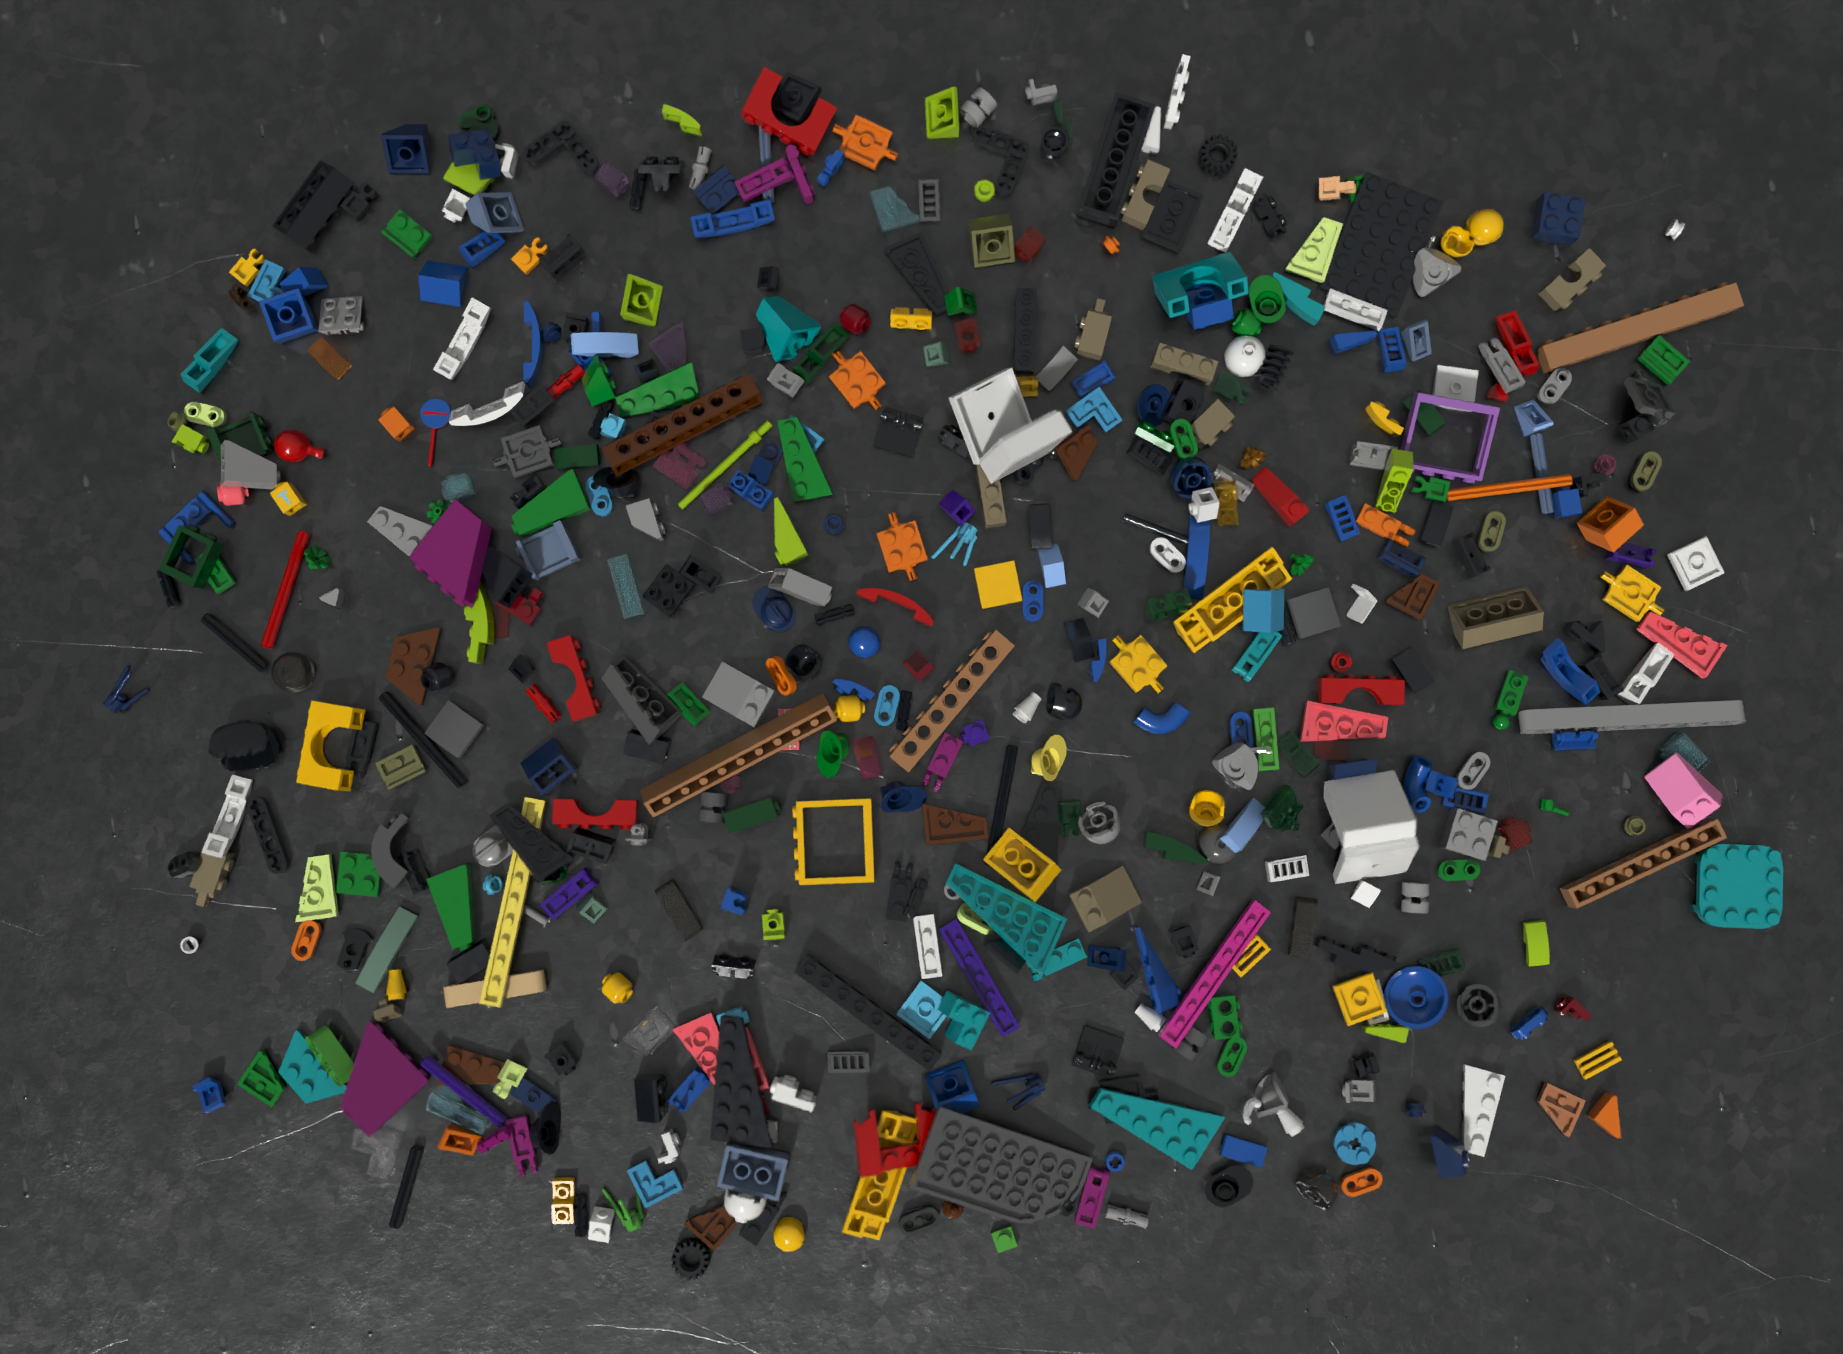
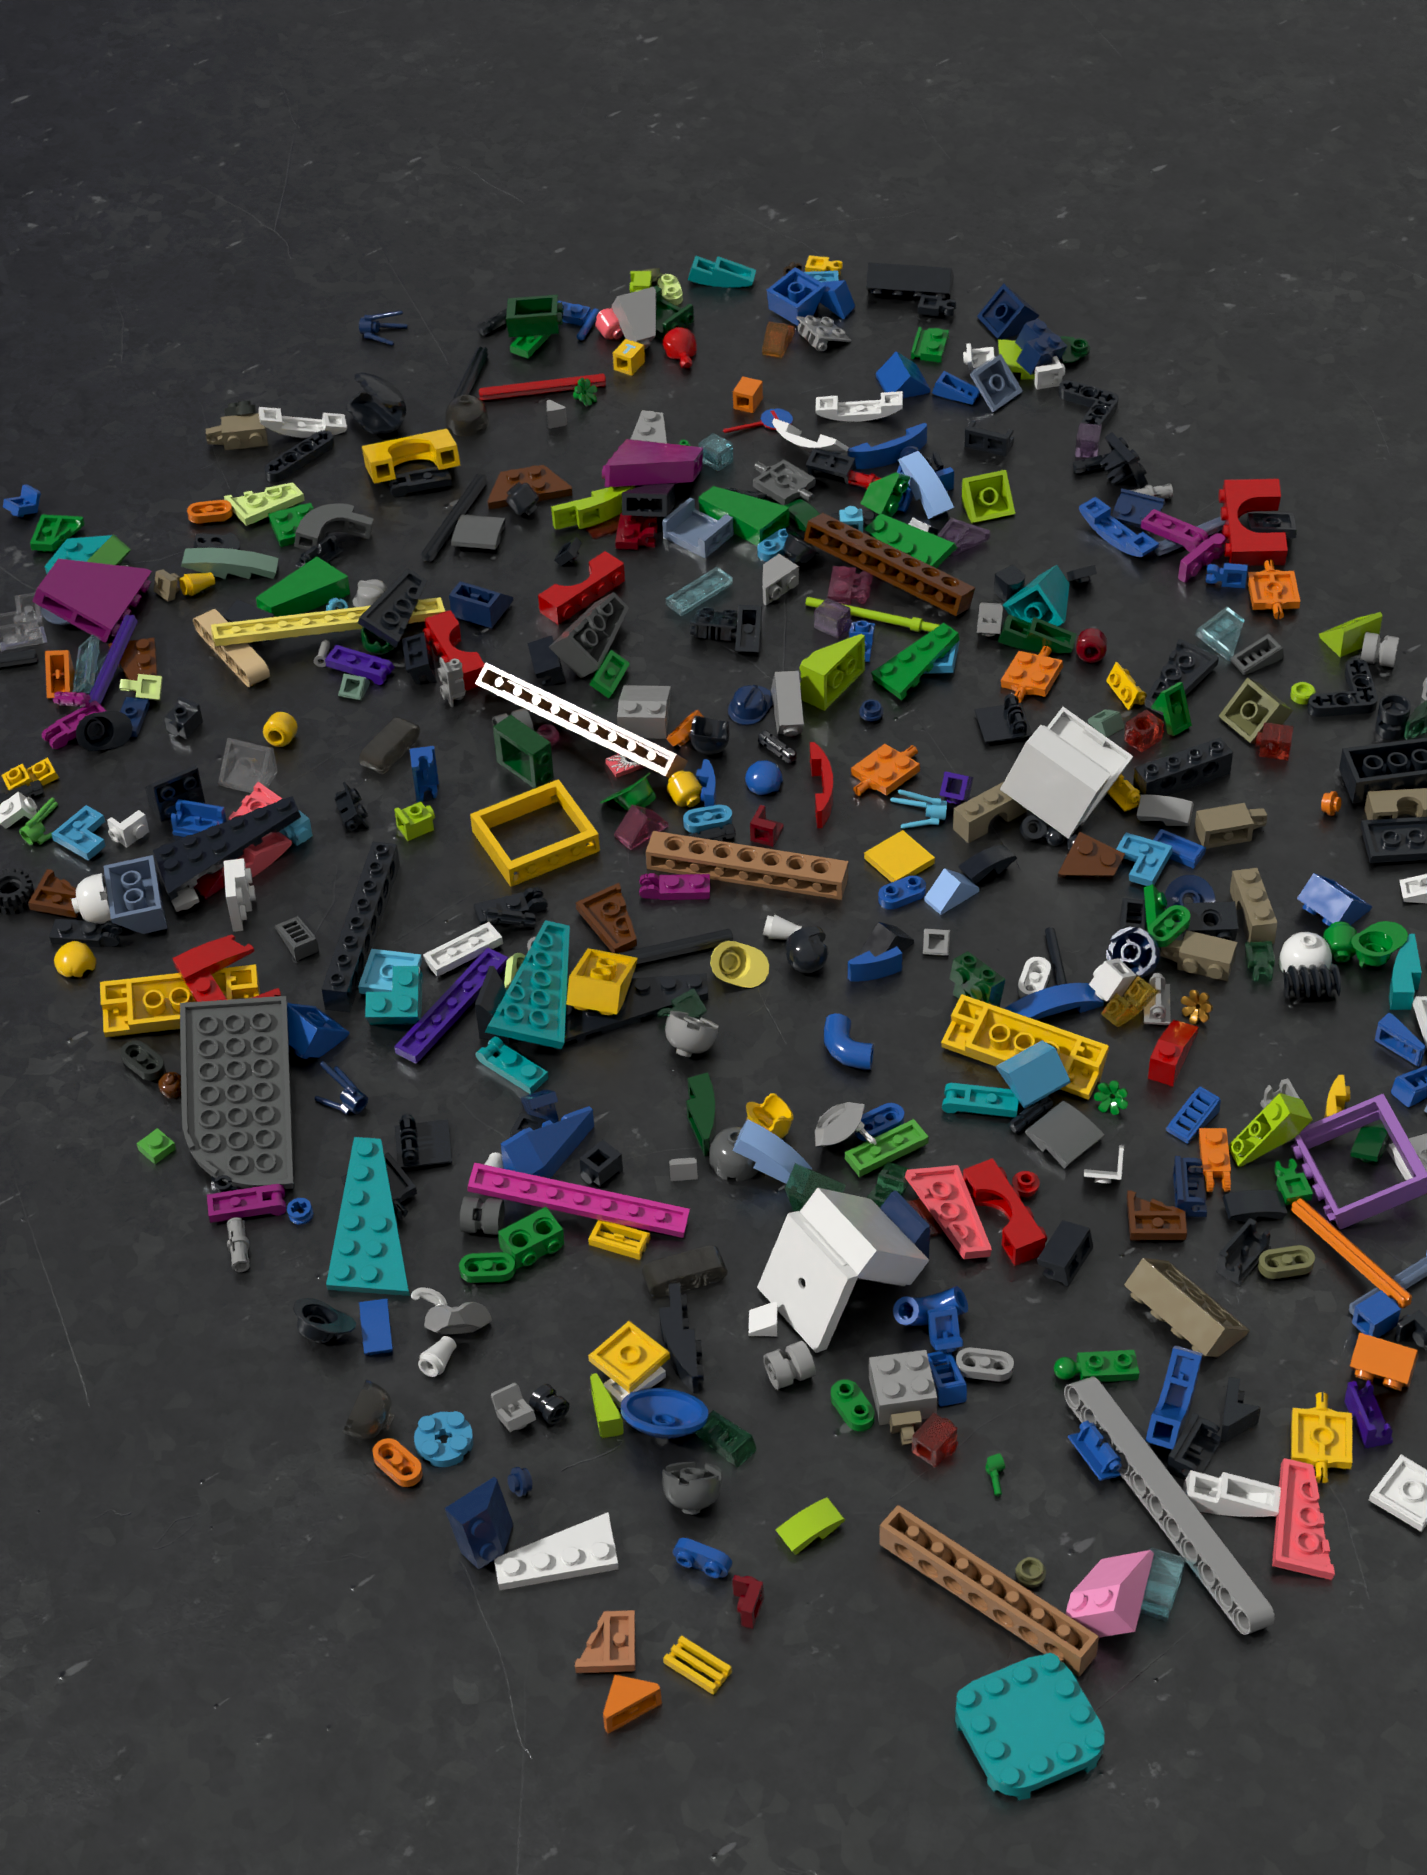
camera: 70 degrees right, 40 degrees down
(186, 948) = (160, 442): white hinge -> none
(401, 767) = (418, 511): olive plate -> none
(528, 258) = (965, 416): light orange plate -> none
(543, 703) = (543, 579): red pin -> none
(687, 123) = (1183, 463): lime slope -> none
(766, 462) = (891, 641): dark blue slope -> none
(901, 798) = (614, 861): dark blue piece -> none
(974, 733) = (724, 895): dark purple brick -> none
(1104, 898) = (605, 1074): dark tan slope -> none
(1138, 664) = (894, 1004): yellow plate -> none
(1217, 270) = (1365, 886): teal arch -> none
(1271, 871) = (737, 1215): white slope -> none

